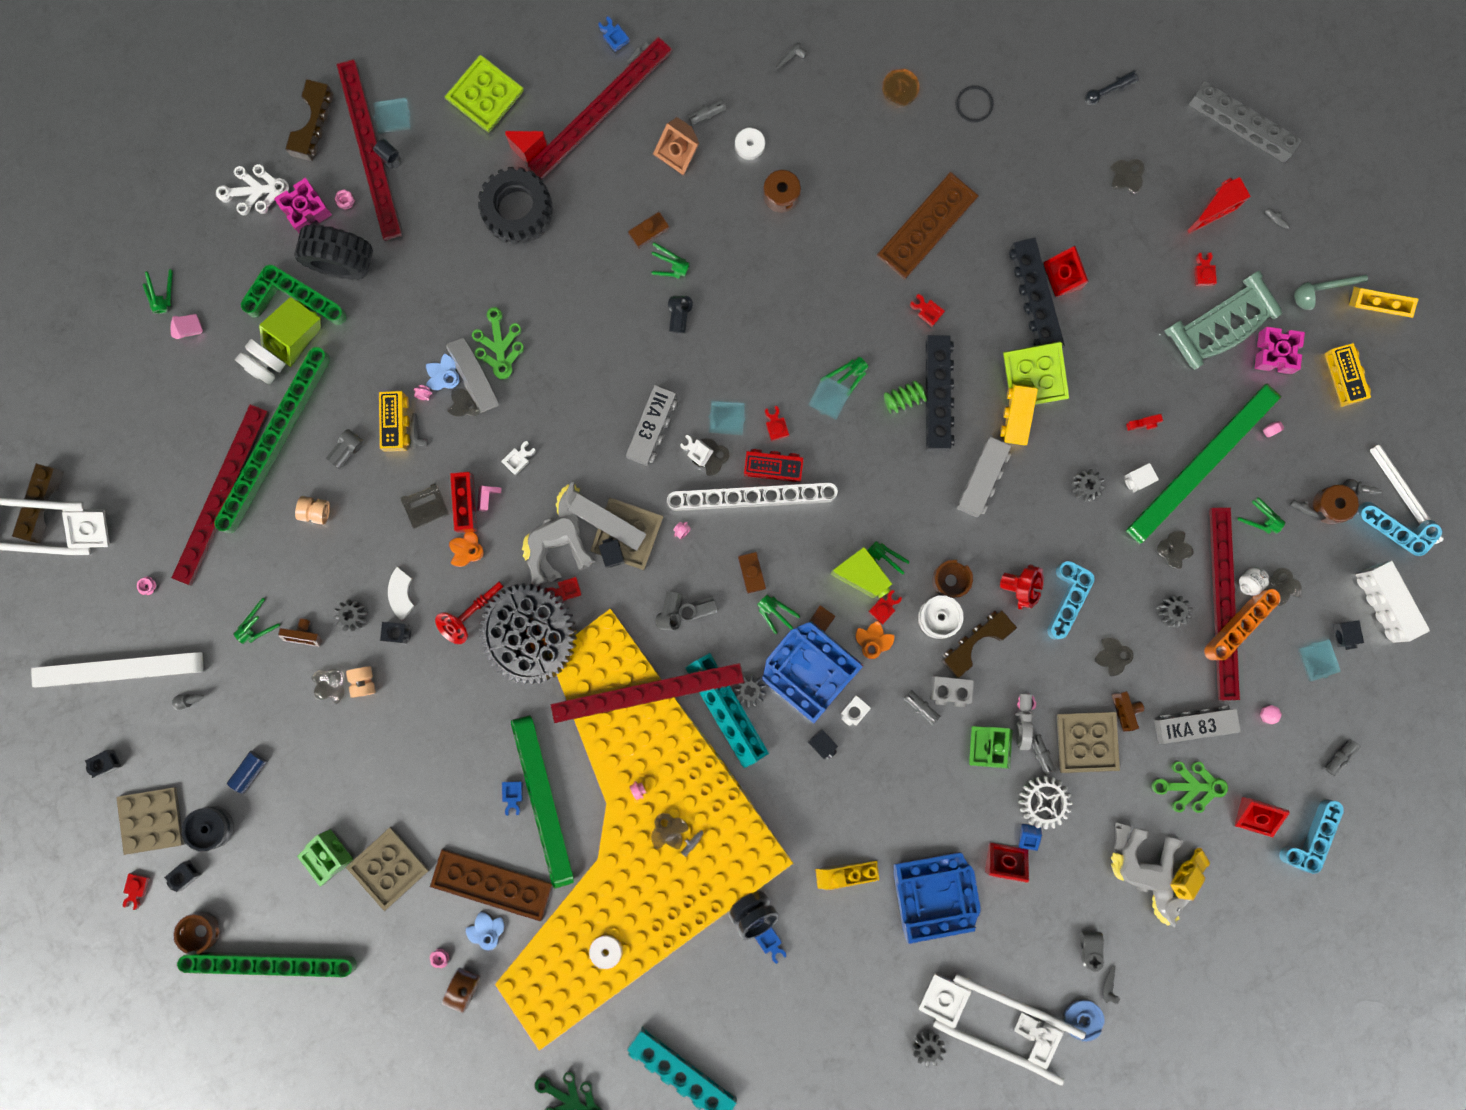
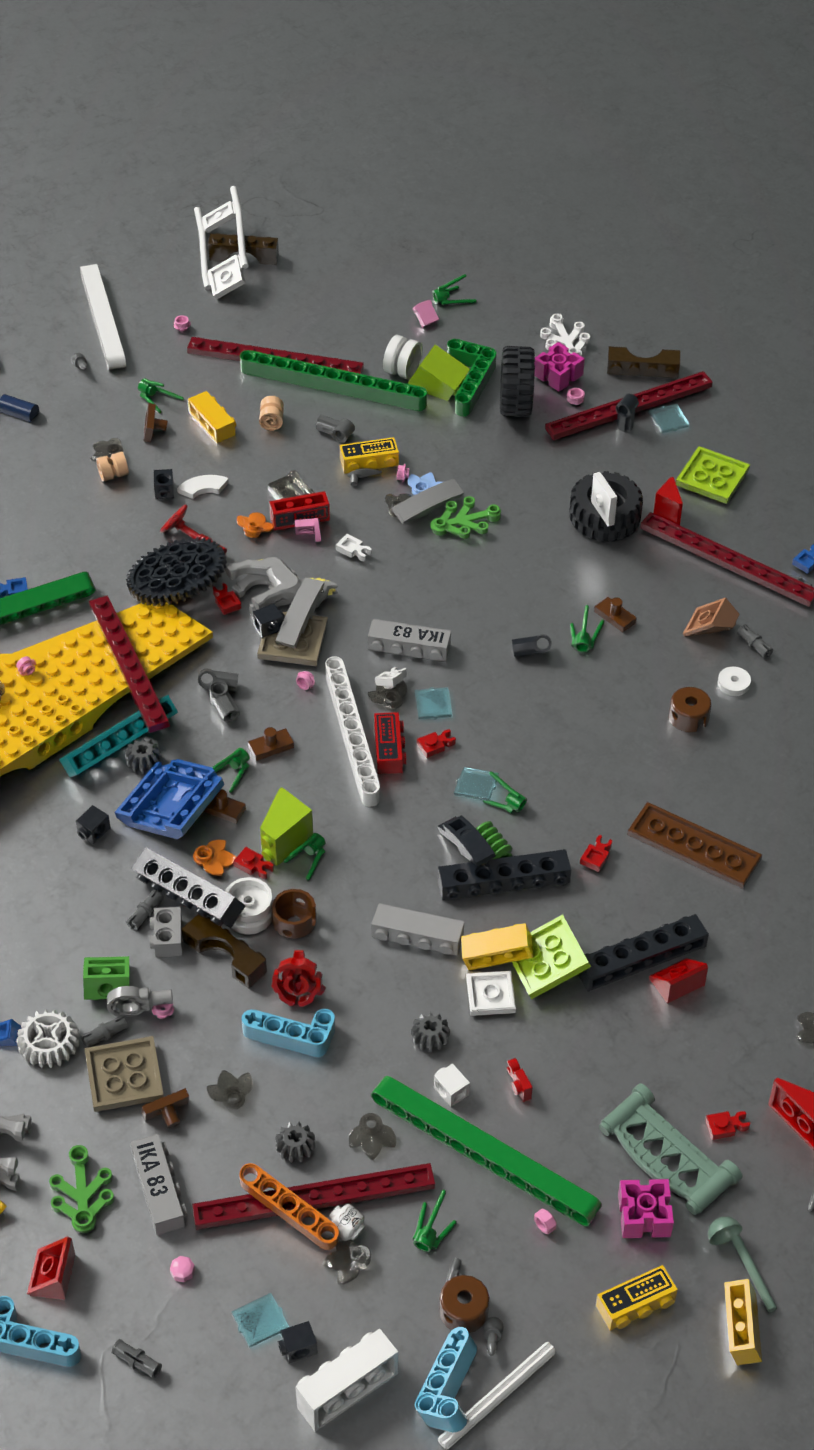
camera: 75 degrees right, 35 degrees down
(110, 761) = (16, 318): black brick -> none
(303, 571) = (212, 416): none -> yellow brick
(347, 622) = (175, 452): dark grey gear -> none
(534, 204) = (604, 499): none -> white plate
(863, 709) = (131, 845): white brick -> none
(906, 418) = (468, 840): none -> black slope
(925, 657) = (187, 887): none -> brick
(1055, 429) = (490, 993): none -> white plate

